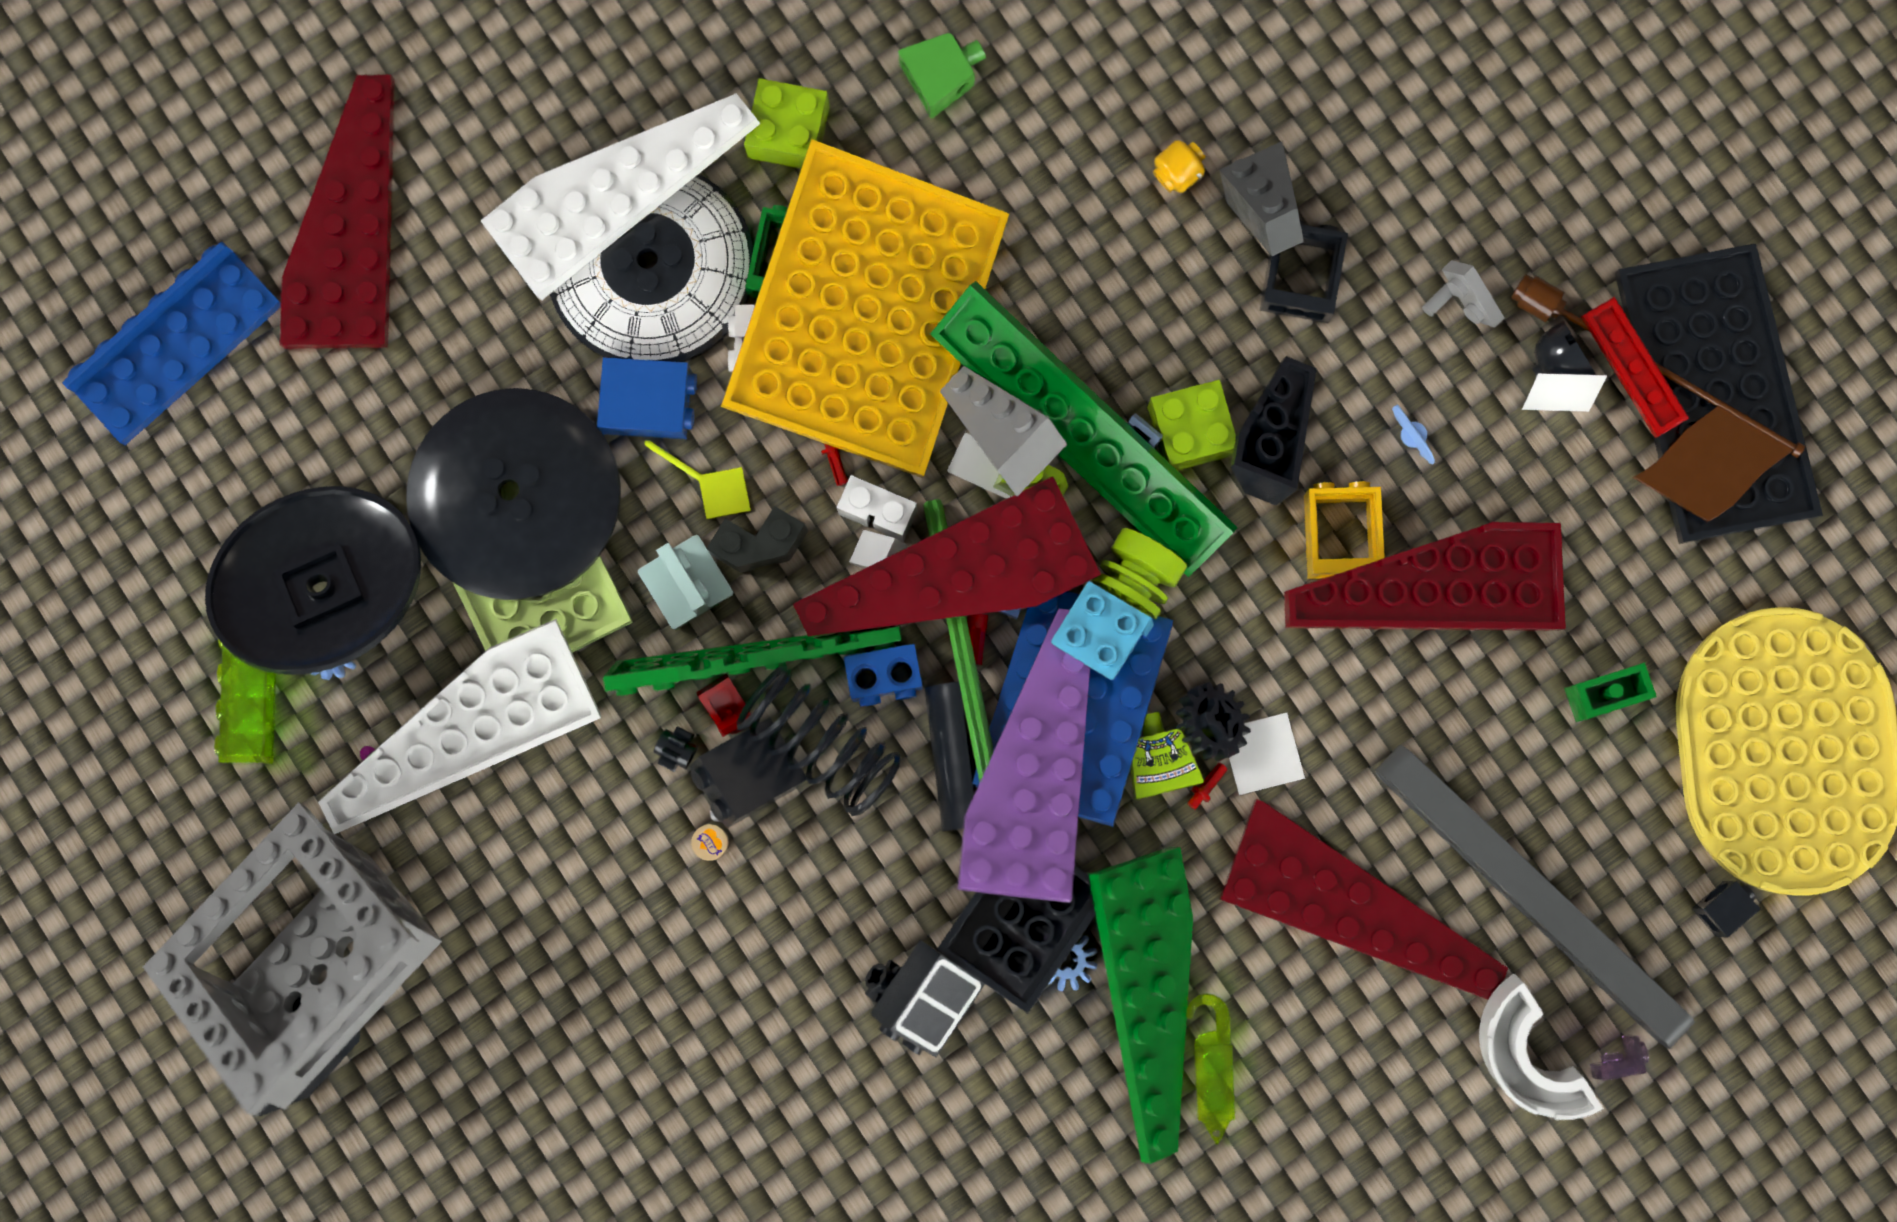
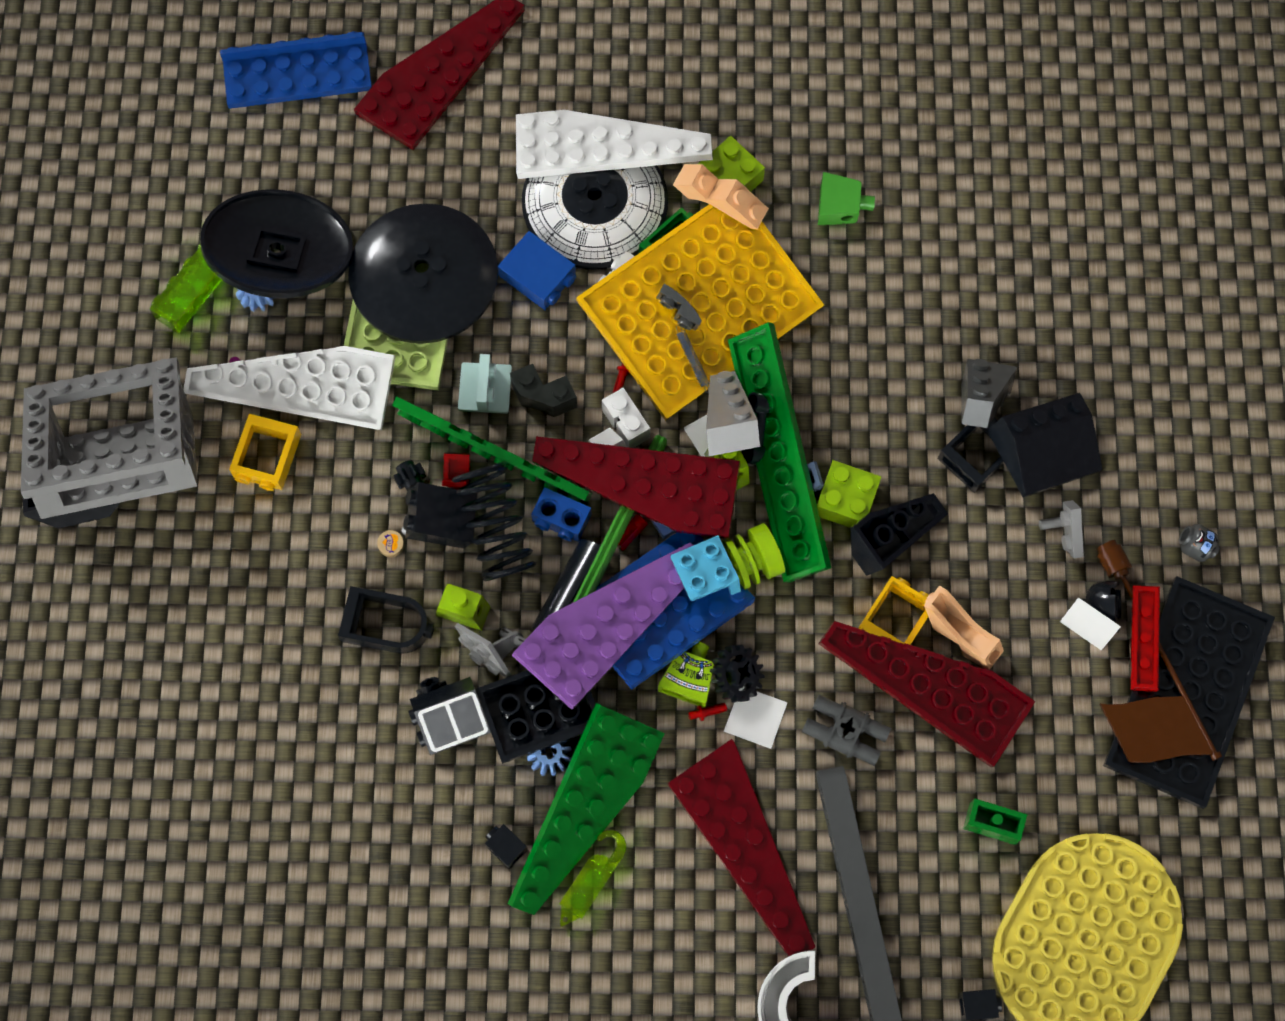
camera: 30 degrees right, 10 degrees down
(474, 802) = (271, 428): none -> yellow window
(721, 491) = (543, 352): neon yellow piece -> none
(729, 958) = (352, 615): none -> black window
(809, 160) = (725, 194): none -> light nougat arch
(848, 861) = (462, 607): none -> lime torso
(861, 336) = (686, 314): none -> dark grey slope
(882, 376) = (692, 361): none -> sand blue piece
(925, 891) = (490, 654): none -> light grey plate
(1029, 393) = (761, 408): none -> black bar
(1092, 1098) = (505, 845): none -> black brick
(1179, 166) = (945, 343): yellow head -> none
(1381, 212) = (1048, 444): none -> black slope
(1385, 684) = (860, 724): none -> dark grey pin
(1413, 434) = (980, 590): light blue piece -> none
(1422, 496) = (955, 623): none -> light nougat arch
(1617, 212) = (1199, 542): none -> dark grey head

